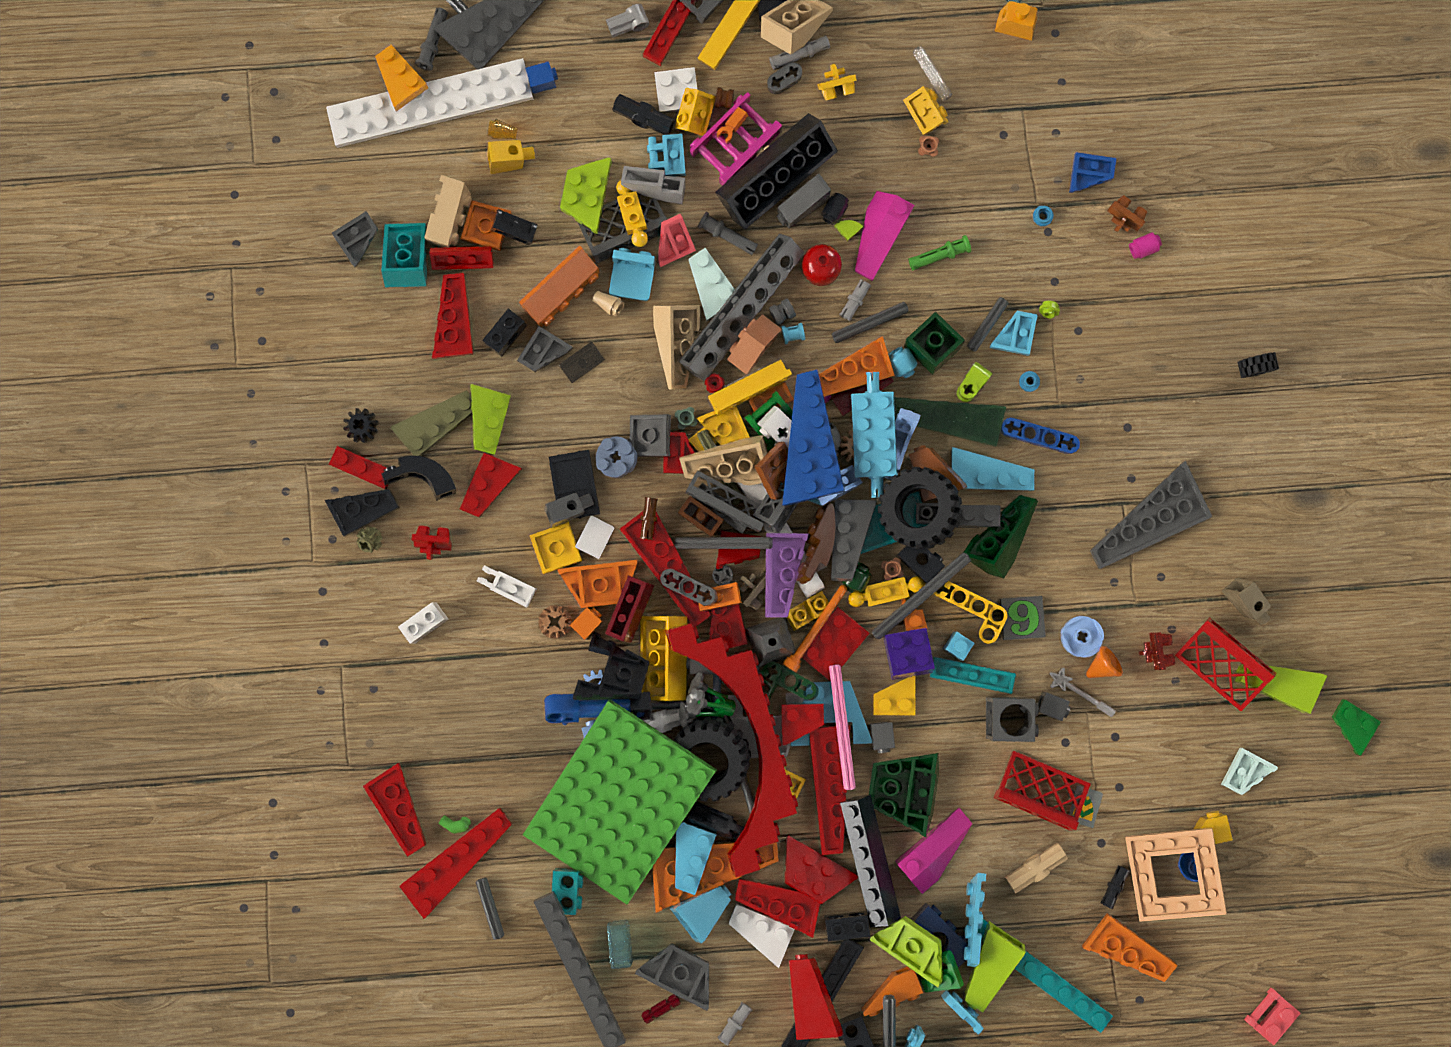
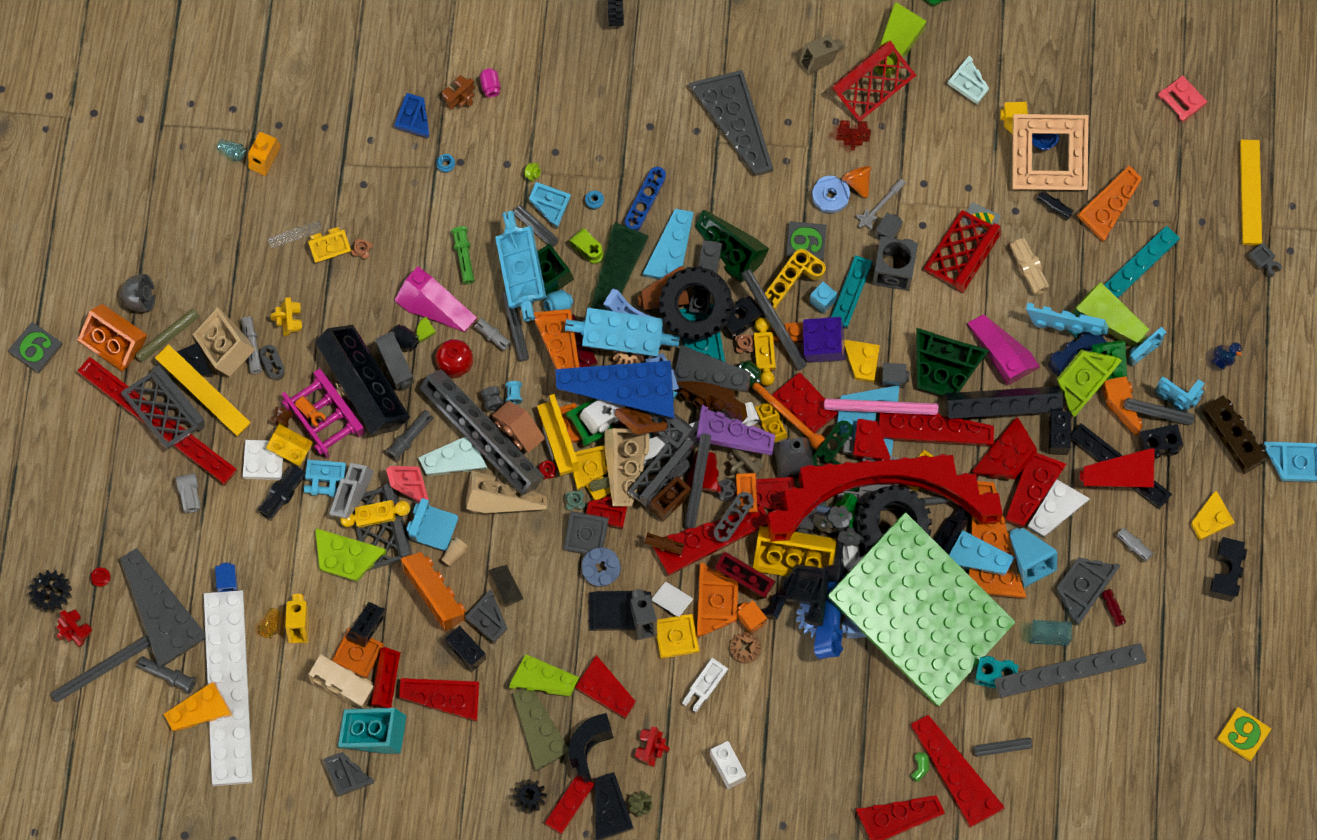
camera: 85 degrees left, 15 degrees down
(930, 312) = (520, 266): none -> medium azure plate

